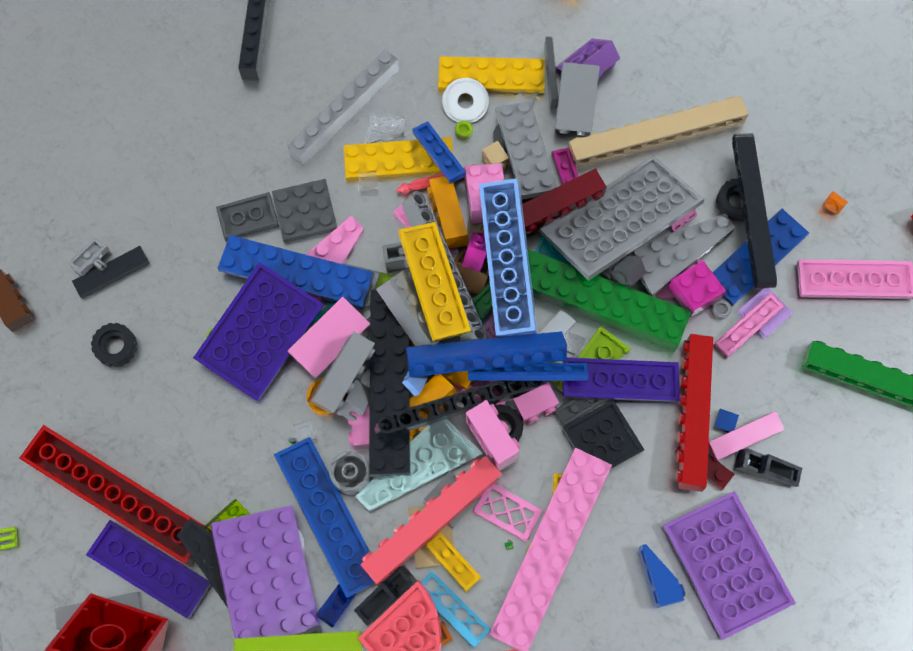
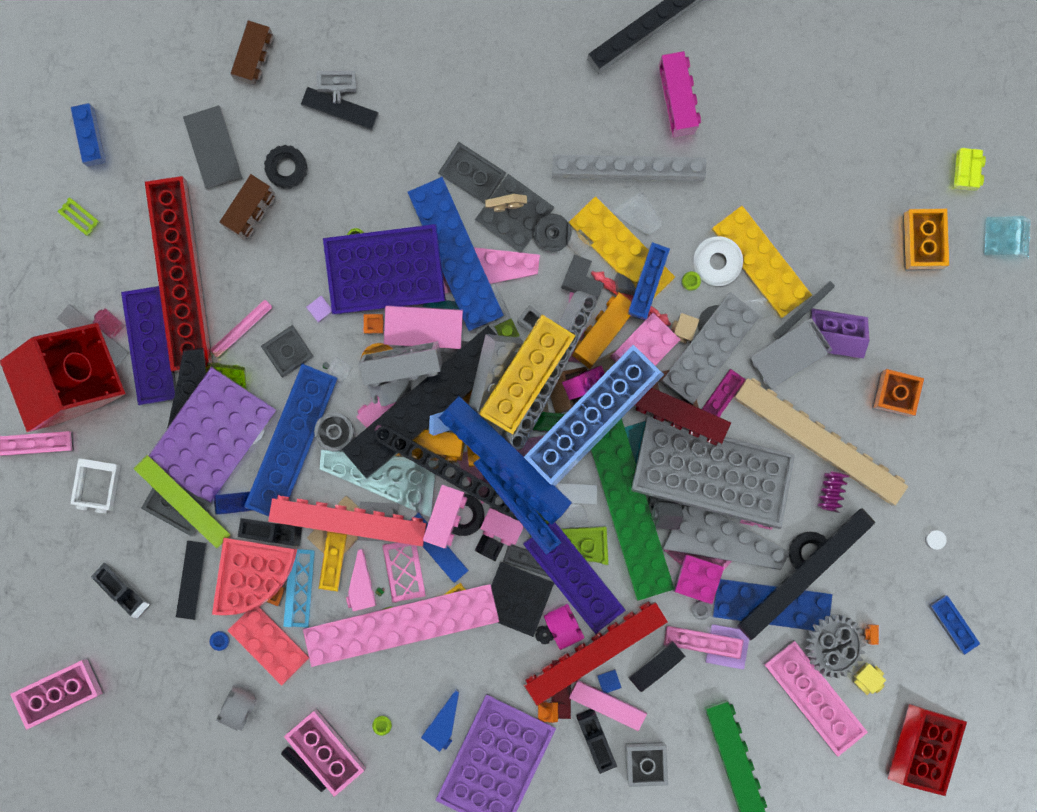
camera: 45 degrees right, 15 degrees up
(46, 388) = (212, 147): none -> dark grey tile
(100, 585) = (108, 323): none -> clear pink brick
(116, 395) = (248, 207): none -> reddish brown brick
(203, 502) = (241, 328): none -> bright pink axle
(244, 408) = (319, 309): none -> lavender tile
(254, 461) = (287, 351): none -> dark grey tile
(292, 197) = (509, 201): none -> tan plate
(293, 376) = (373, 323): none -> orange plate
(323, 34) = (678, 94): none -> dark pink brick
(344, 186) = (561, 235): none -> dark grey plate
(390, 200) = (578, 281): none -> dark grey tile
(426, 173) = (624, 284): none -> dark grey tile
(495, 557) = (360, 590): none -> bright pink slope
(526, 470) = (445, 558): none -> blue tile
(543, 429) = (489, 547): none -> black slope
(623, 634) = (382, 725): none -> lime plate
(649, 445) = (539, 635): none -> black plate
(655, 418) = (563, 627): none -> dark pink brick
(665, 54) = (898, 393): none -> orange brick
(702, 150) = (832, 491): none -> magenta piece
(716, 486) = (548, 712): none -> orange plate
(742, 373) = (657, 666): none -> black slope
(794, 111) = (936, 539): none -> white tile
(813, 229) = (840, 663): none -> light grey gear
(819, 442) = (647, 764): none -> light grey brick
(868, 230) = (869, 679): none -> light yellow brick
(870, 143) = (955, 624): none -> blue plate

